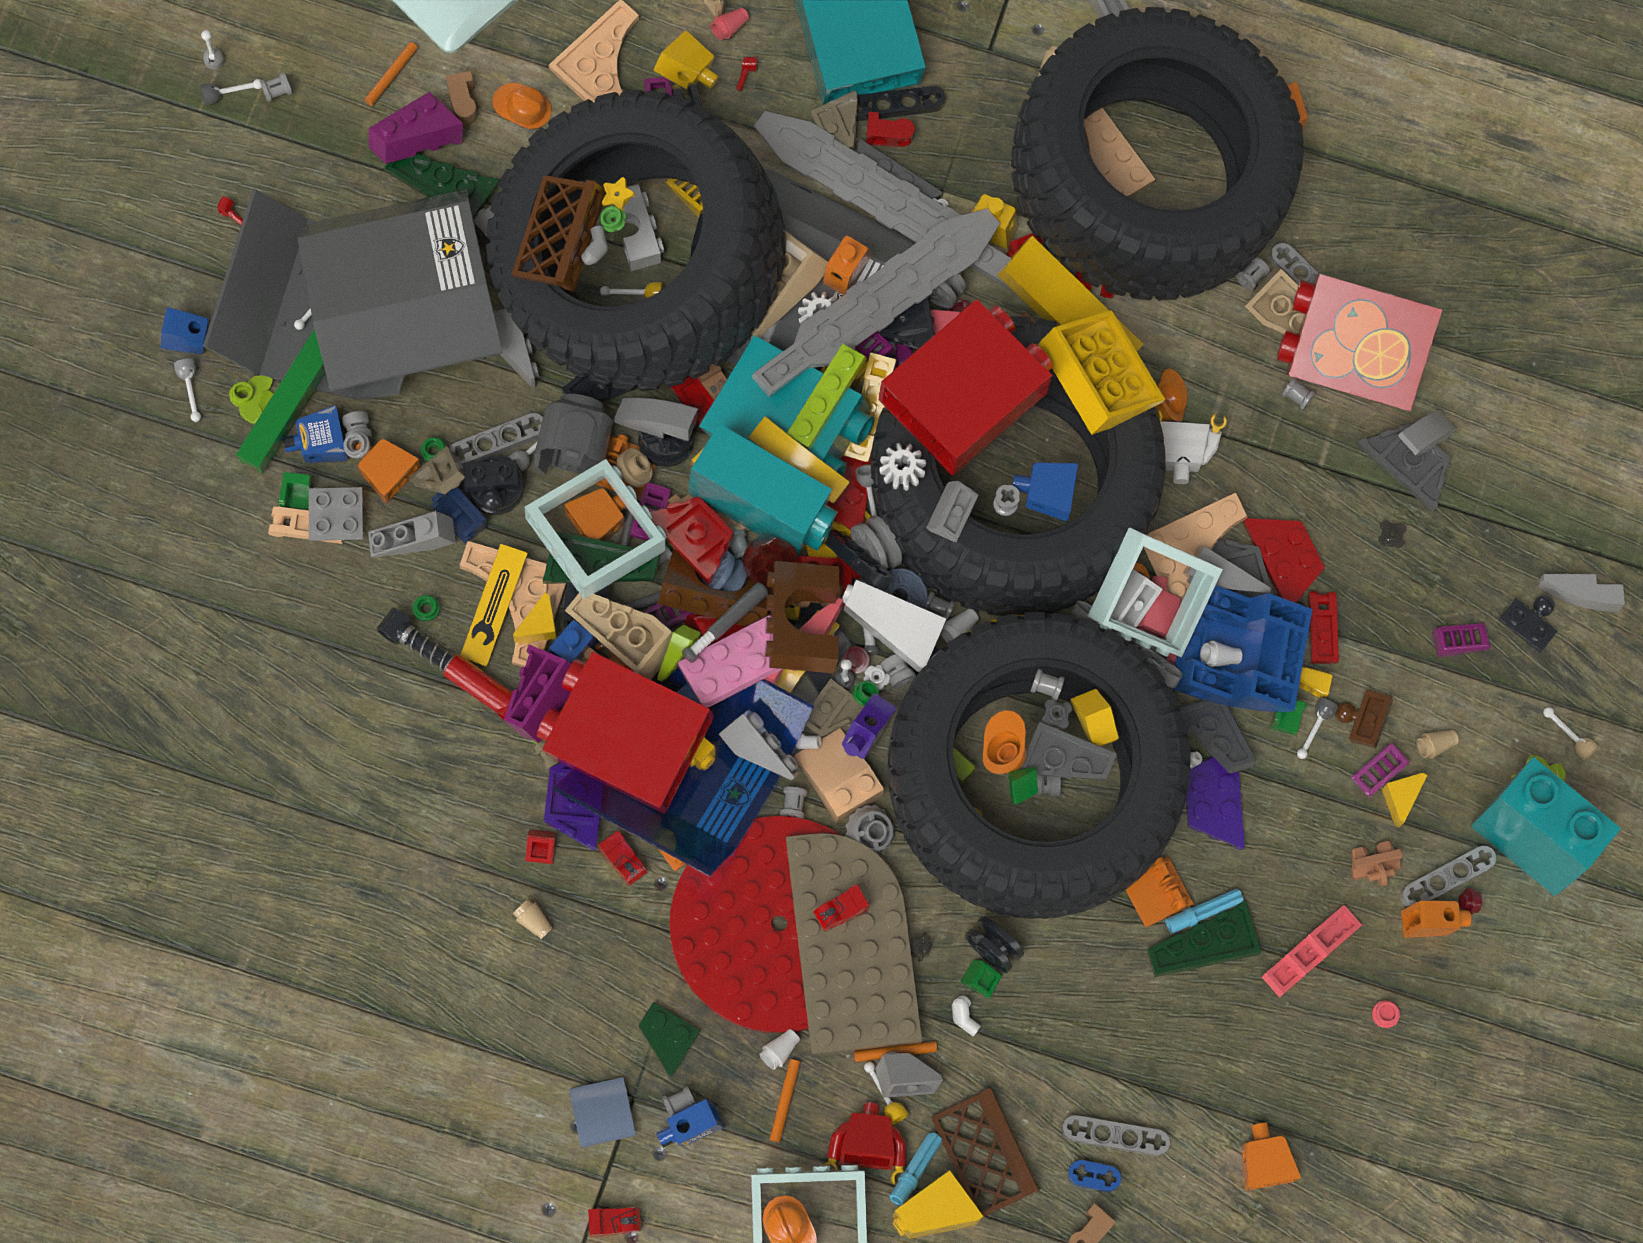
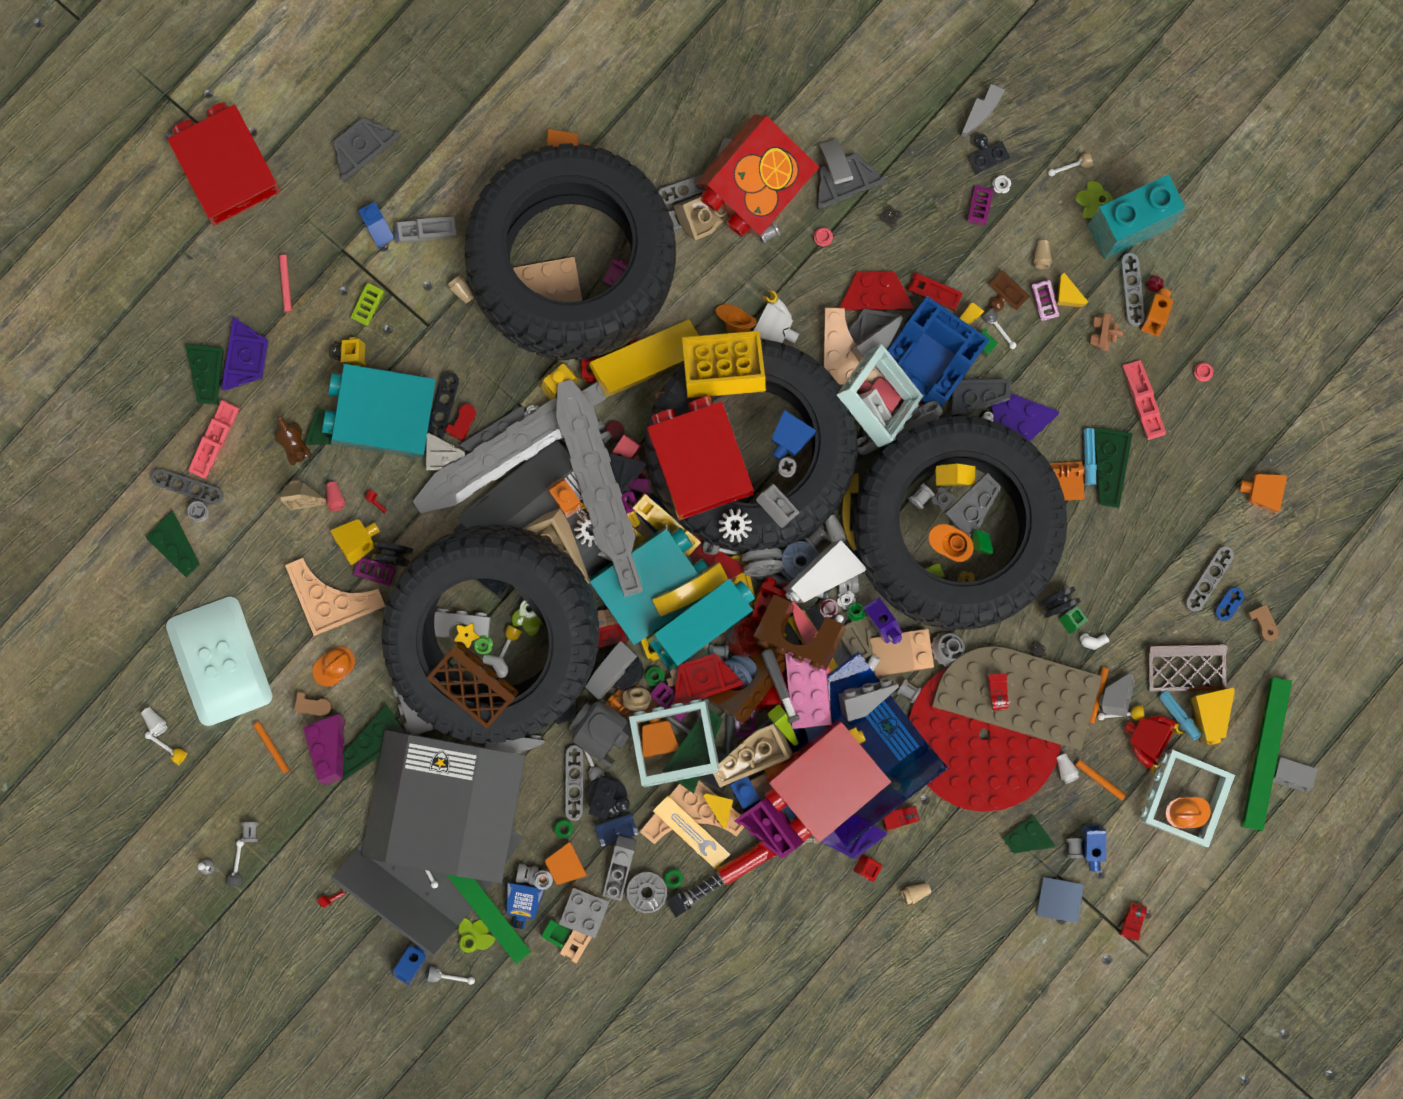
camera: 65 degrees left, 10 degrees up
(388, 566) = (642, 904): none -> light grey wheel
(439, 473) = (585, 831): dark tan wing -> none
(675, 474) = (659, 671): none -> green plate
(826, 396) = (657, 552): lime plate -> none
(858, 560) = (773, 577): black beam -> none
(1218, 654) = (930, 371): white cone -> none
(1325, 463) = (823, 237): none -> coral plate
(1507, 650) = (1001, 179): none -> white plate

